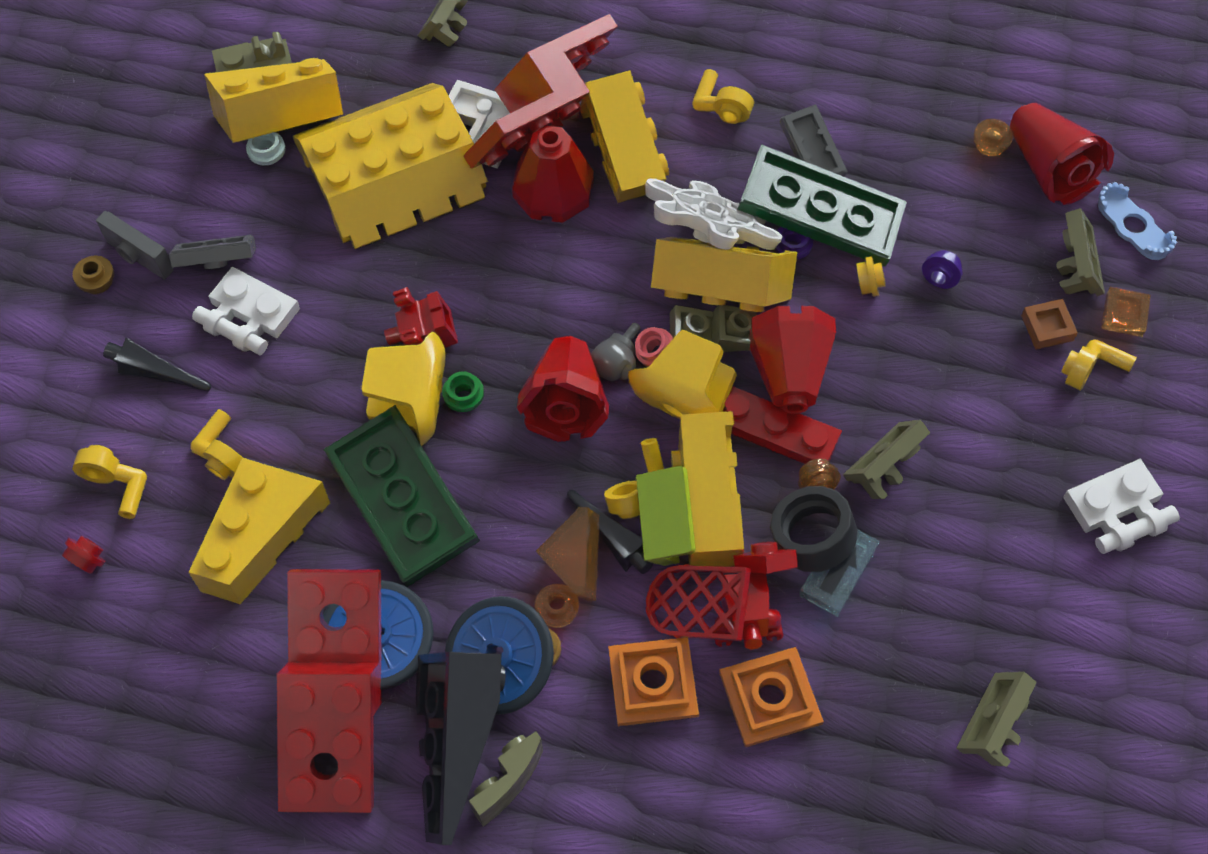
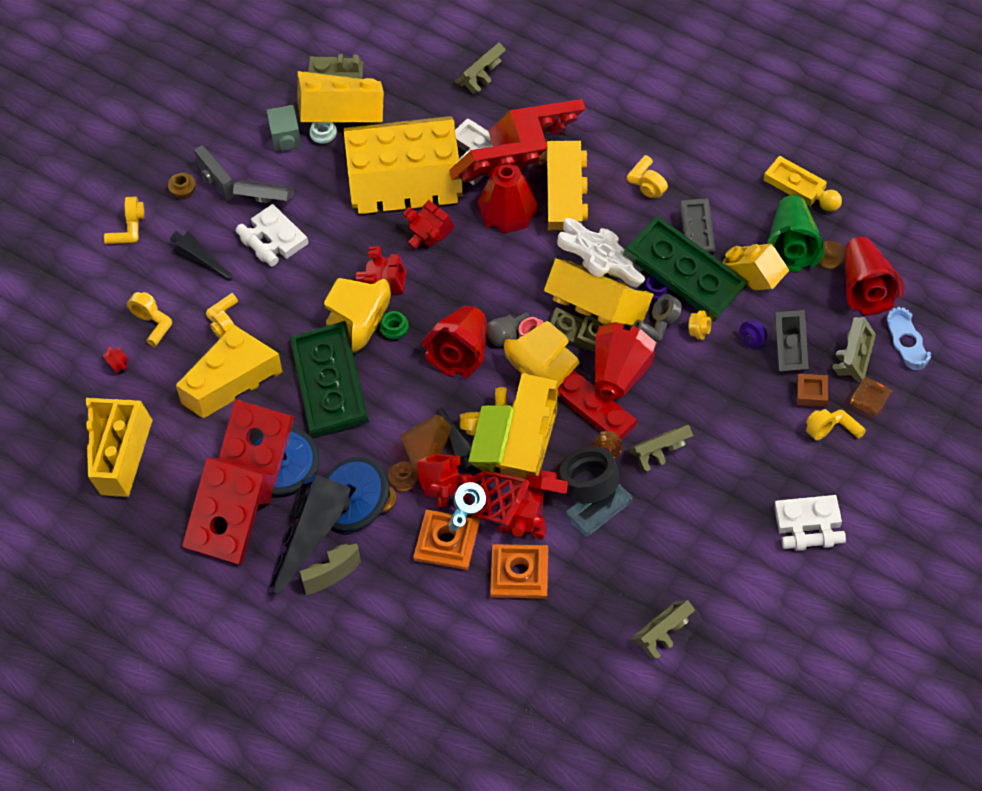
camera: 20 degrees right, 5 degrees down
(37, 331) = (133, 212): none -> yellow plate
(126, 685) = (115, 443): none -> yellow wedge
(211, 157) = (284, 128): none -> sand green brick
(459, 239) = (428, 225): none -> red piece
(613, 594) = (440, 477): none -> red piece
(683, 617) = (462, 509): none -> plate
(812, 274) = (665, 312): none -> dark grey plate
(911, 175) = (757, 264): none -> yellow slope
(920, 56) = (802, 183): none -> yellow plate
(944, 125) = (796, 234): none -> green cone
(999, 265) = (790, 340): none -> dark grey slope

